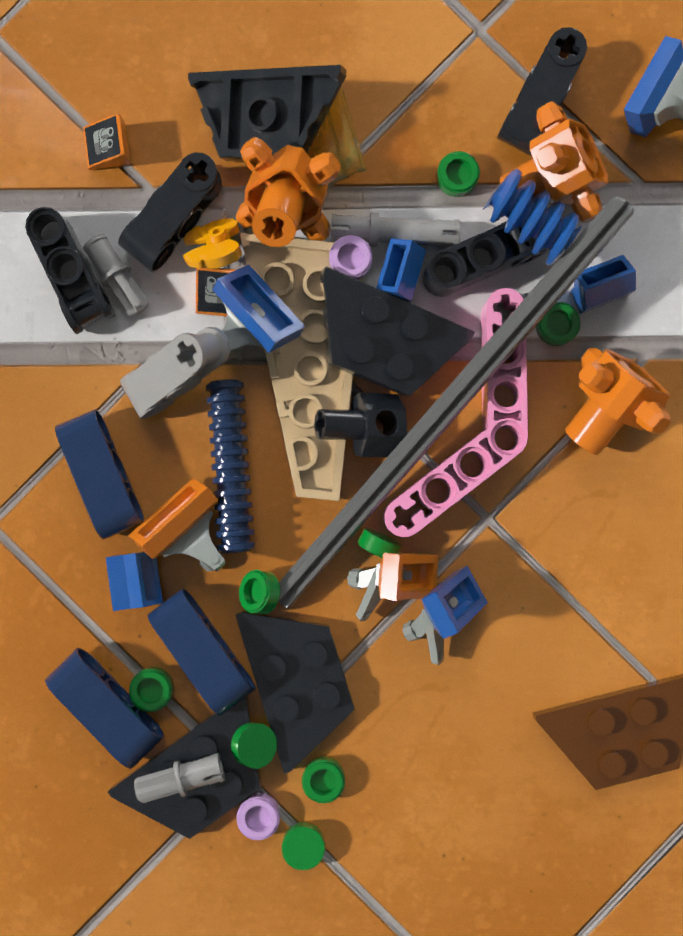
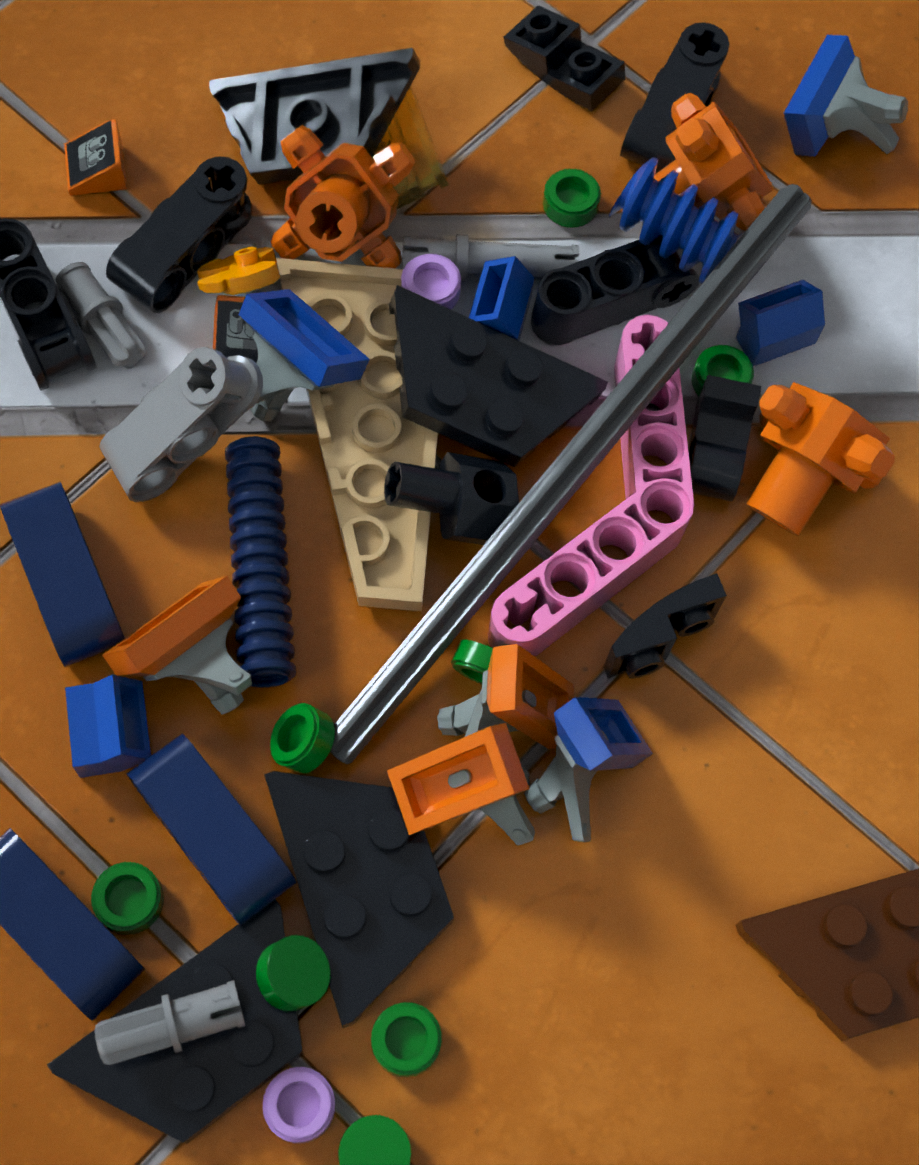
camera: 10 degrees left, 20 degrees down
(362, 635) = (465, 777): none -> orange piece
(456, 47) = (556, 54): none -> black slope
(490, 526) = (652, 635): none -> black slope
(551, 379) = (721, 436): none -> black leg

